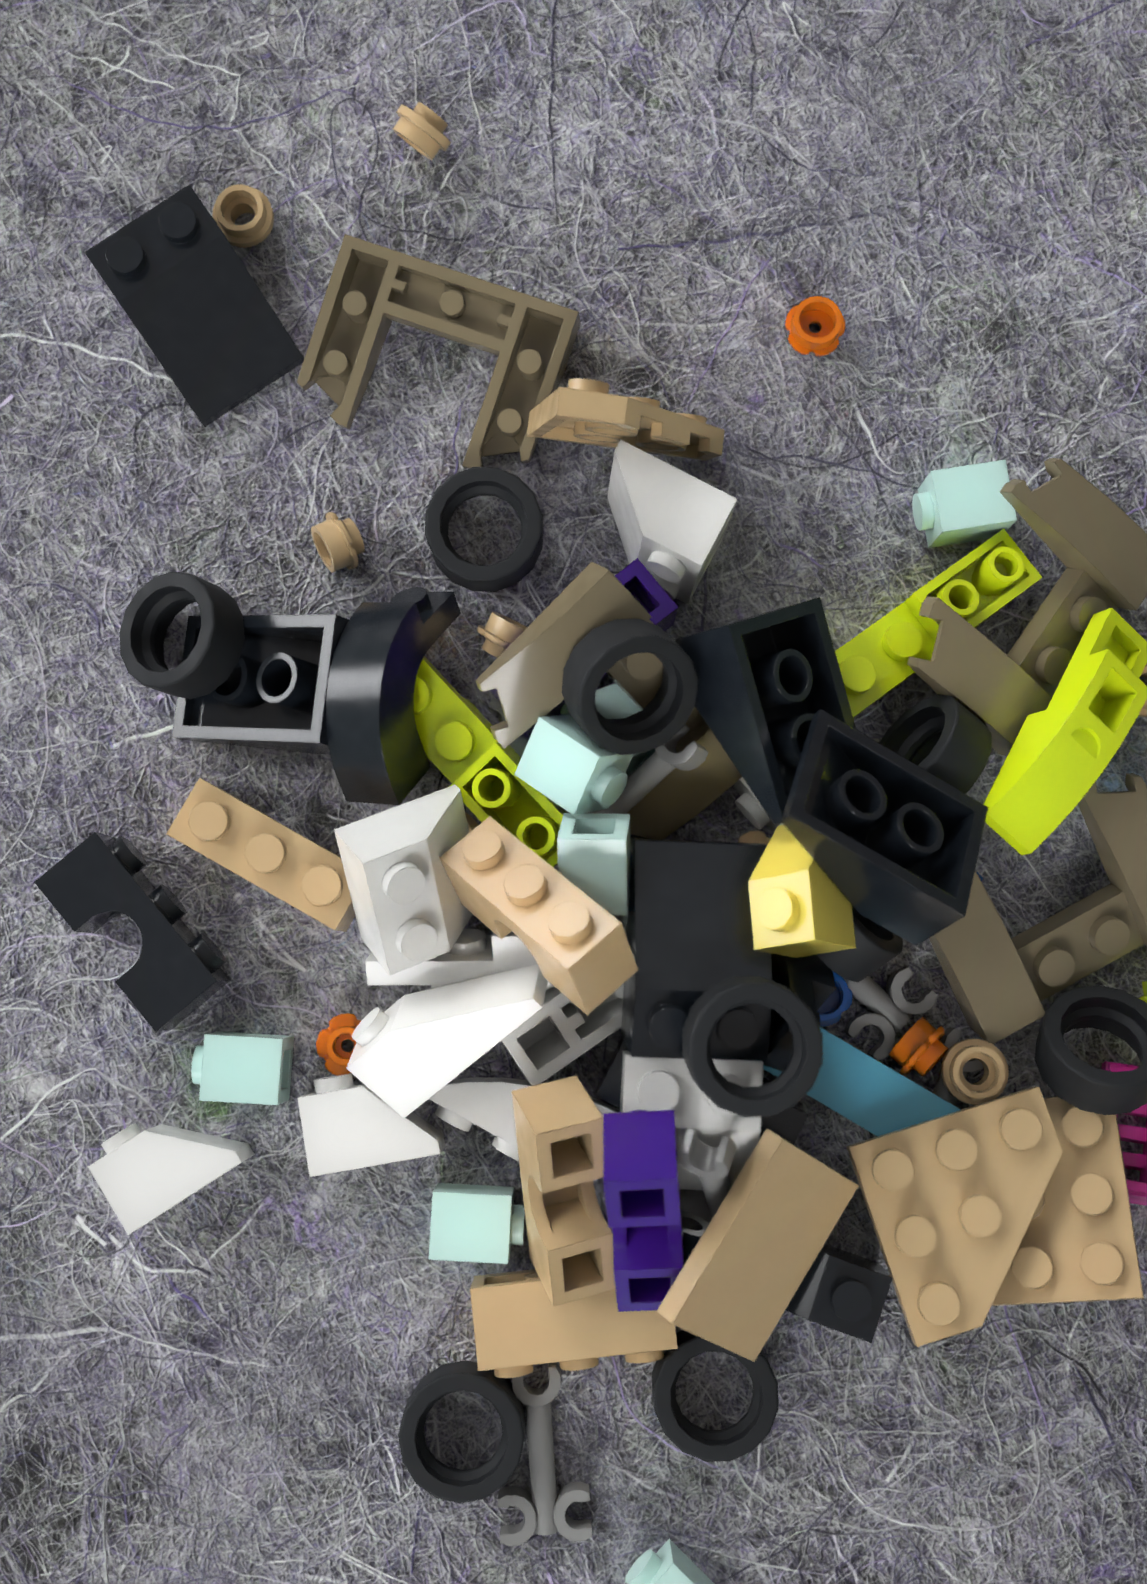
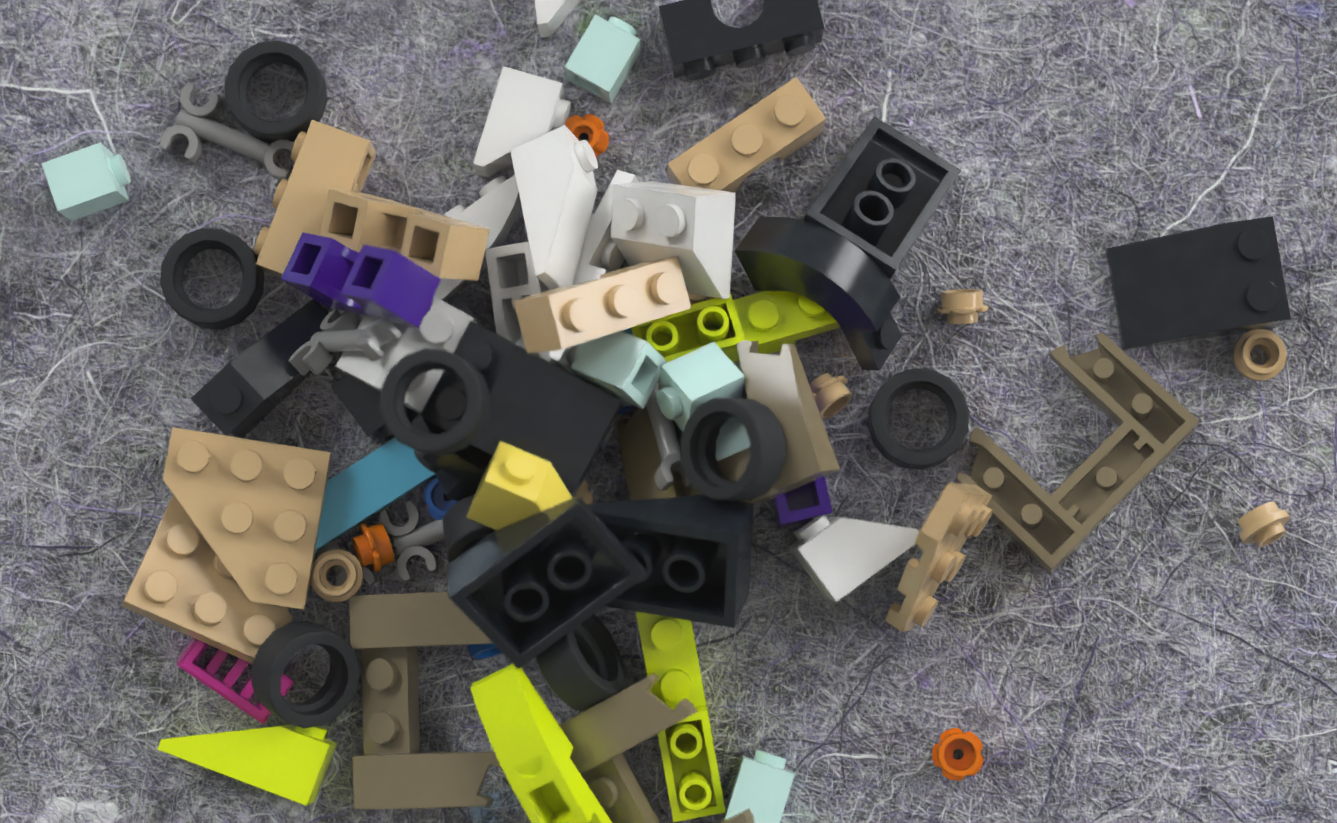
camera: 120 degrees right, 0 degrees up
(146, 627) = (963, 133): black tyre -> none
(474, 1223) = (413, 167): light aqua brick -> none
(758, 1247) = (296, 349): tan tile -> none

